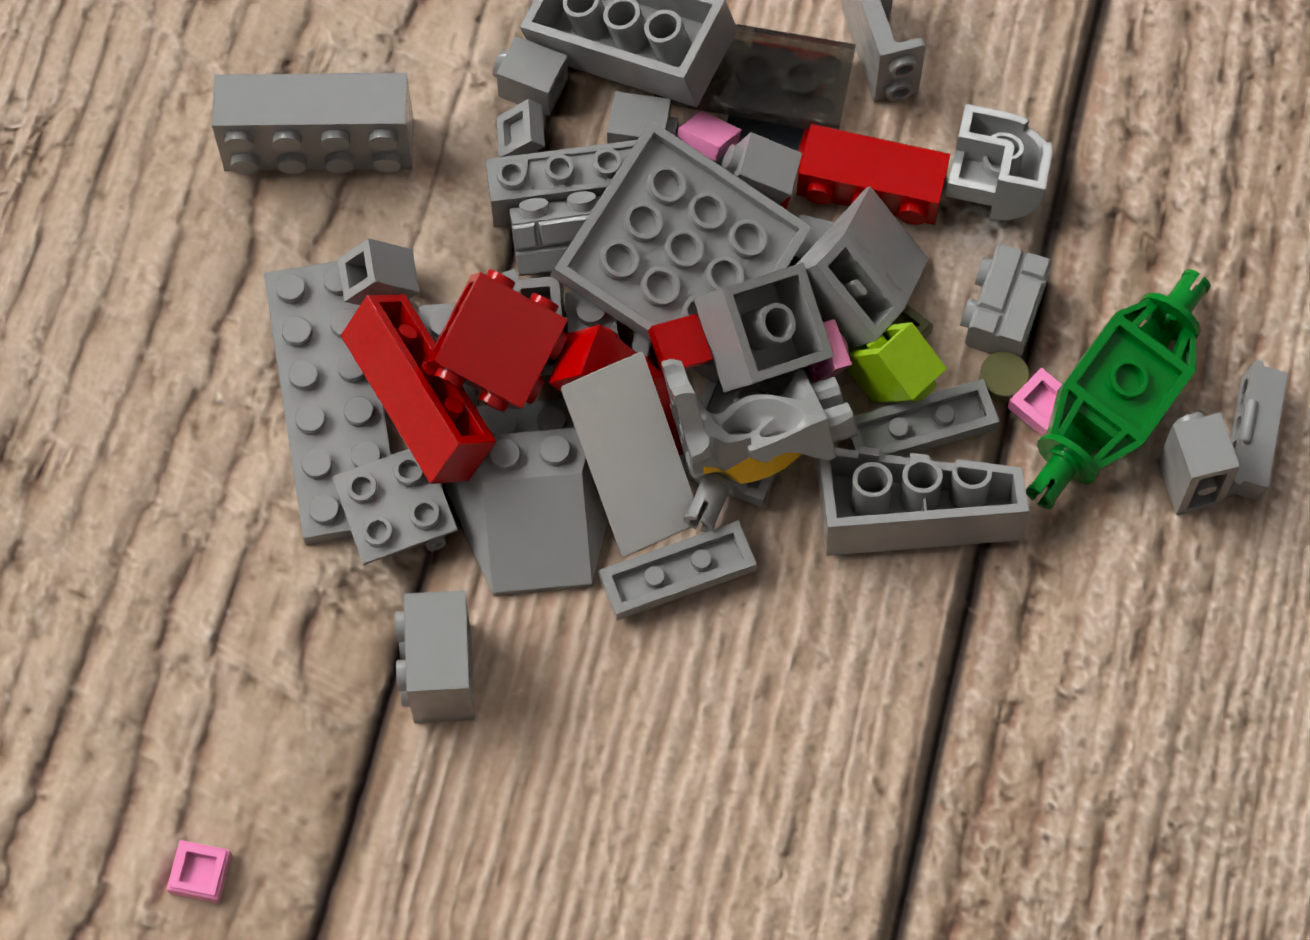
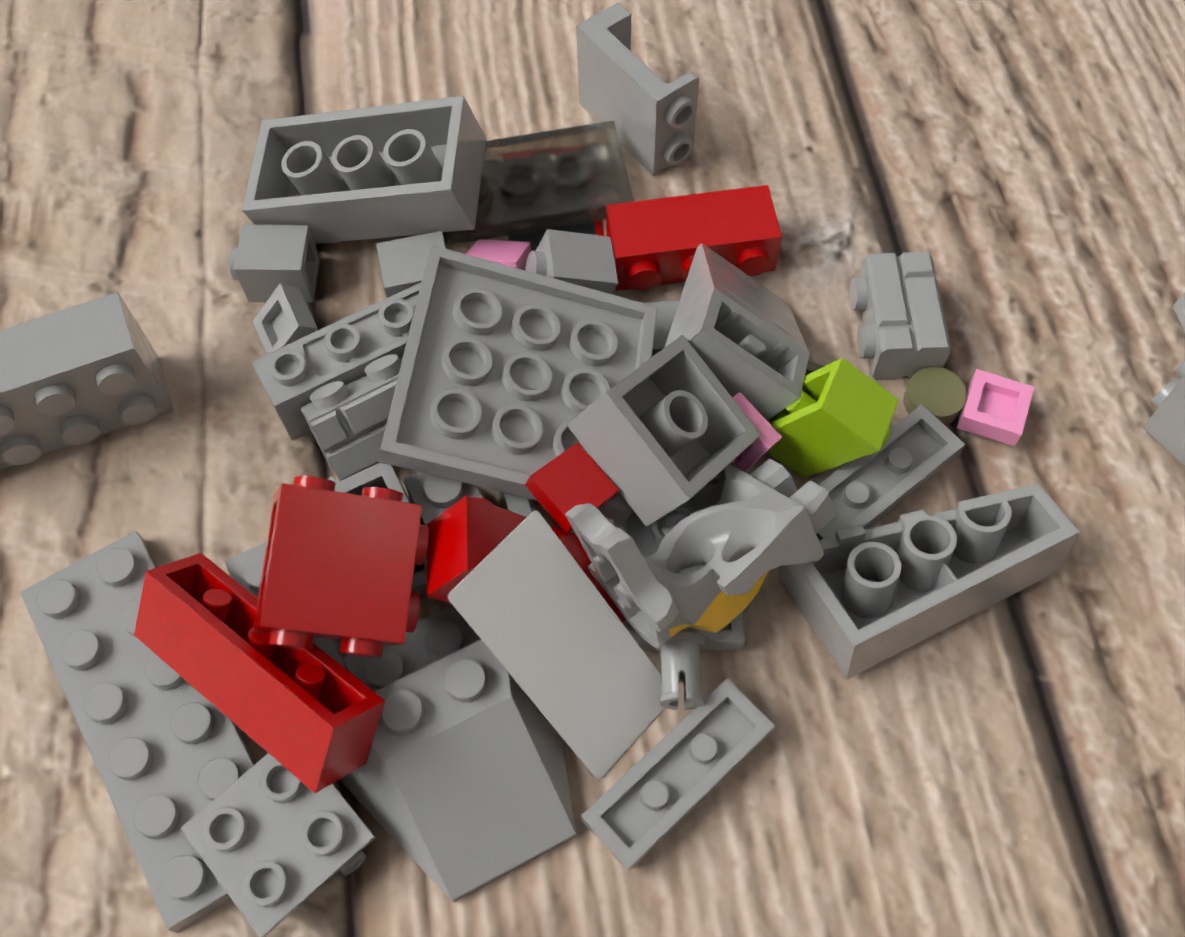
camera: 20 degrees left, 5 degrees down
(377, 270) = (160, 533): light grey brick -> none
(999, 163) = (822, 180): light grey brick -> none
(1120, 388) = (1082, 362): green plate -> none

